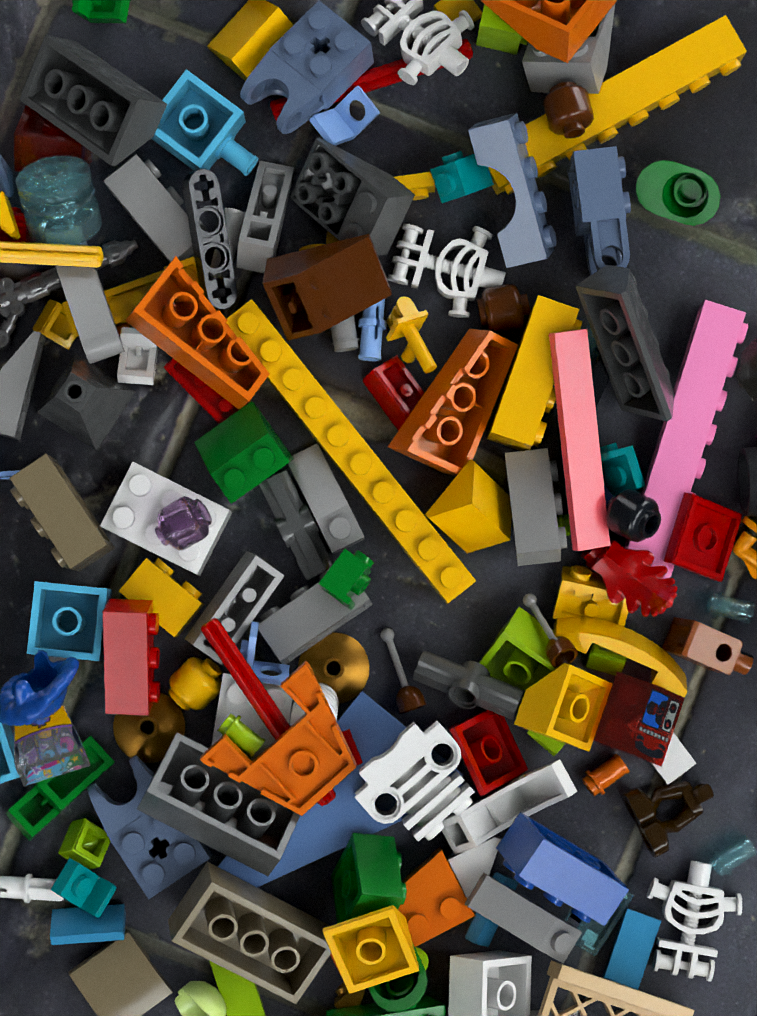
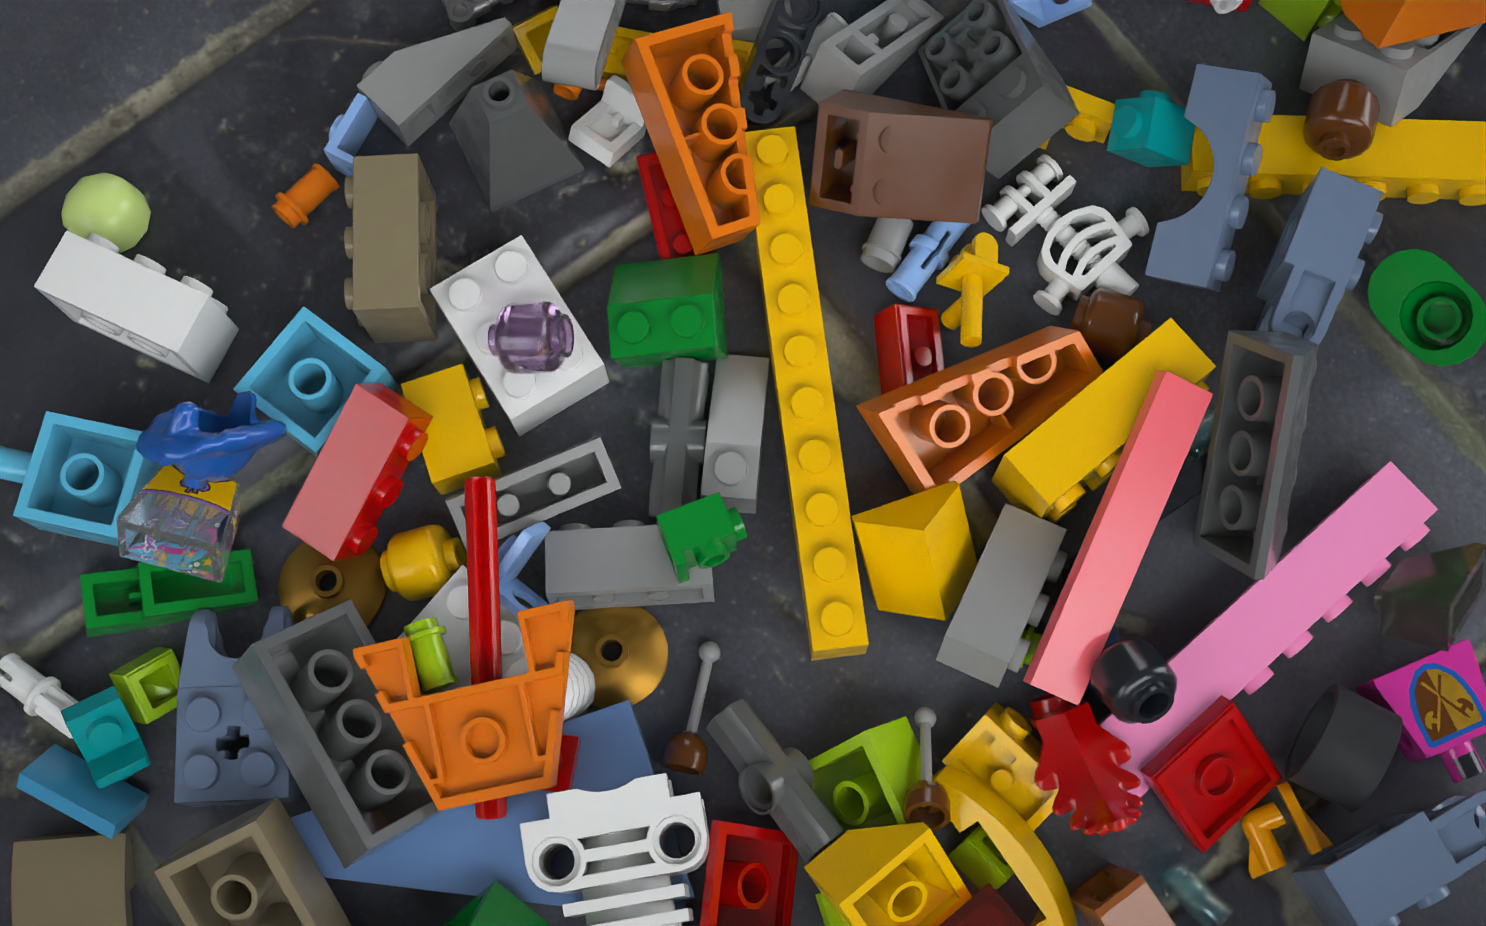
camera: 40 degrees right, 10 degrees down
(620, 468) = (1150, 612): teal bracket -> none

